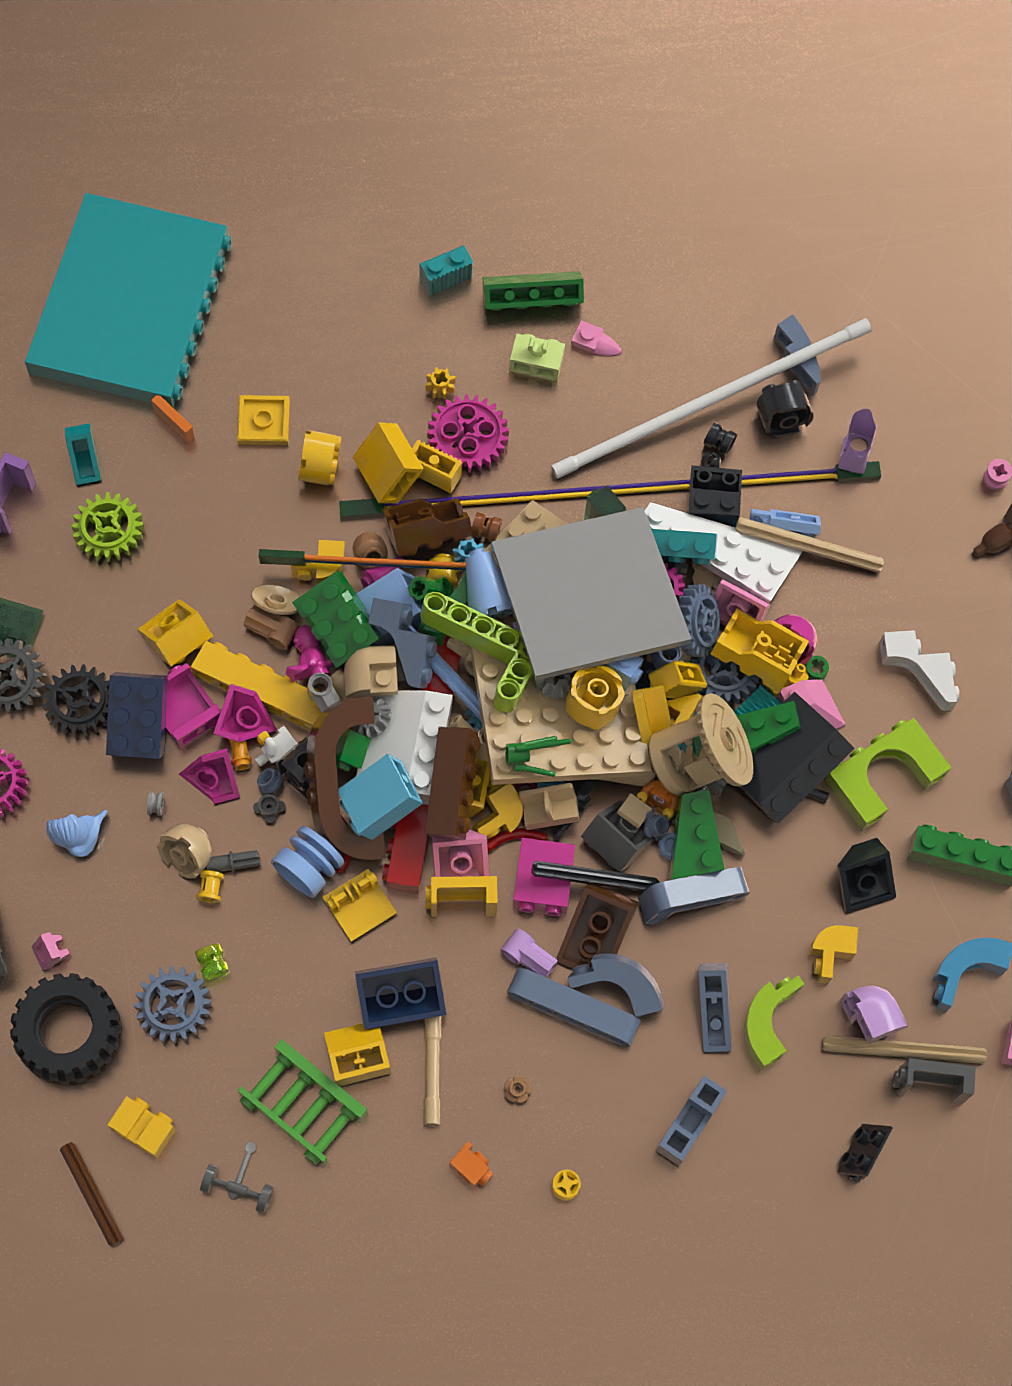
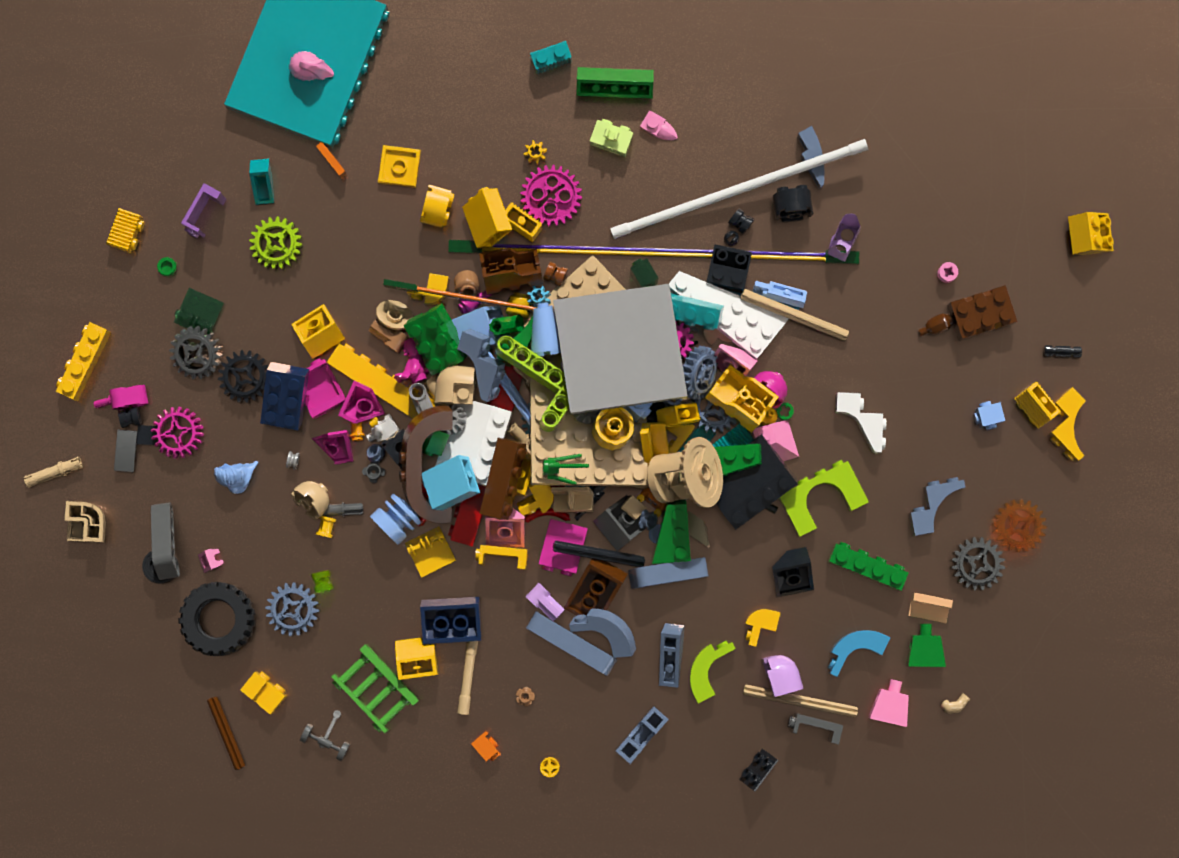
camera: 15 degrees right, 15 degrees up
(133, 304) = (309, 67): none -> bright pink hair

